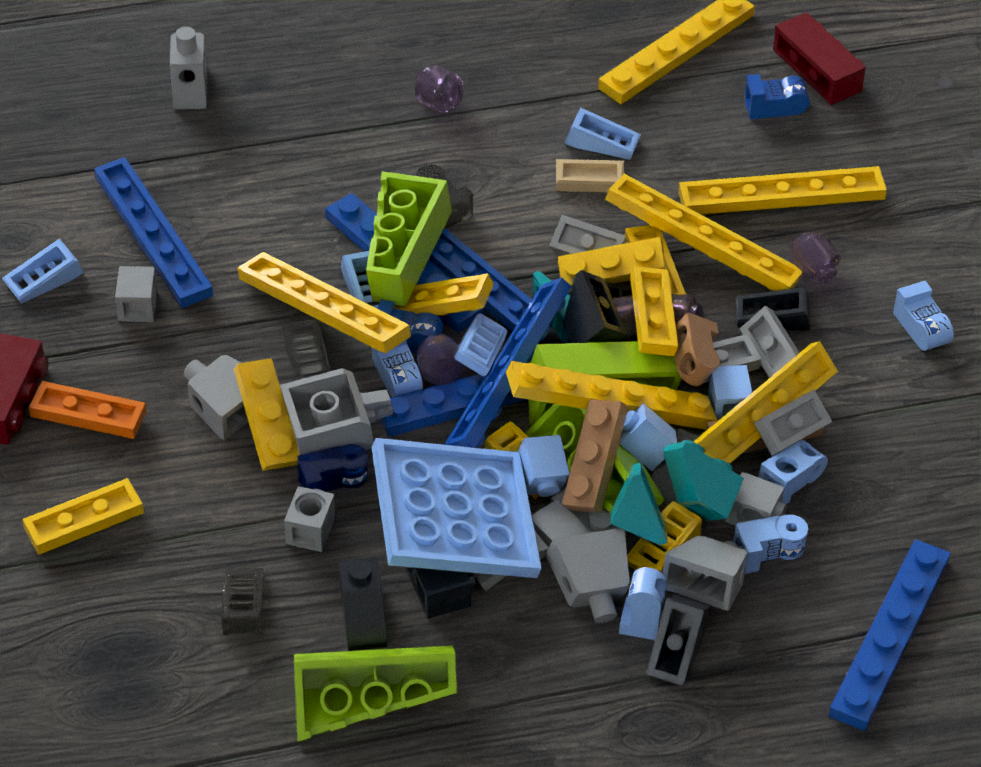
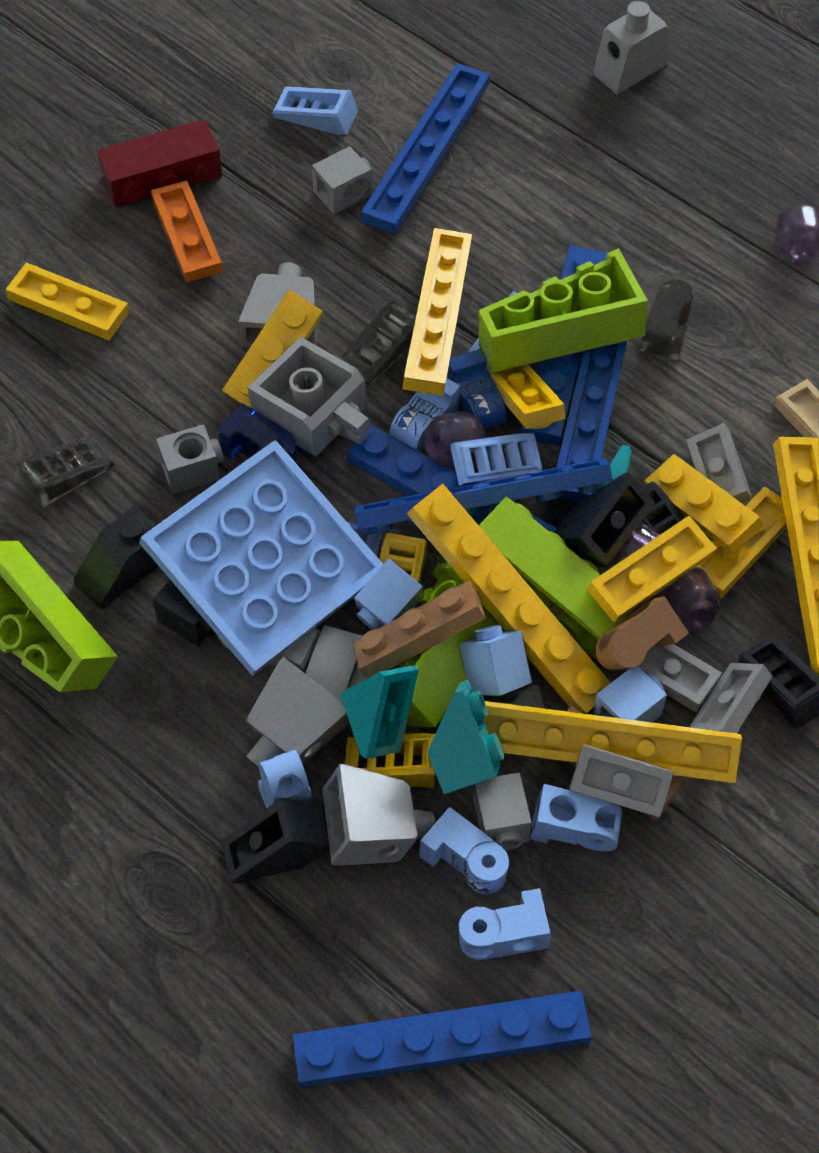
camera: 55 degrees right, 10 degrees up
(838, 560) = (505, 930): none -> light blue leg

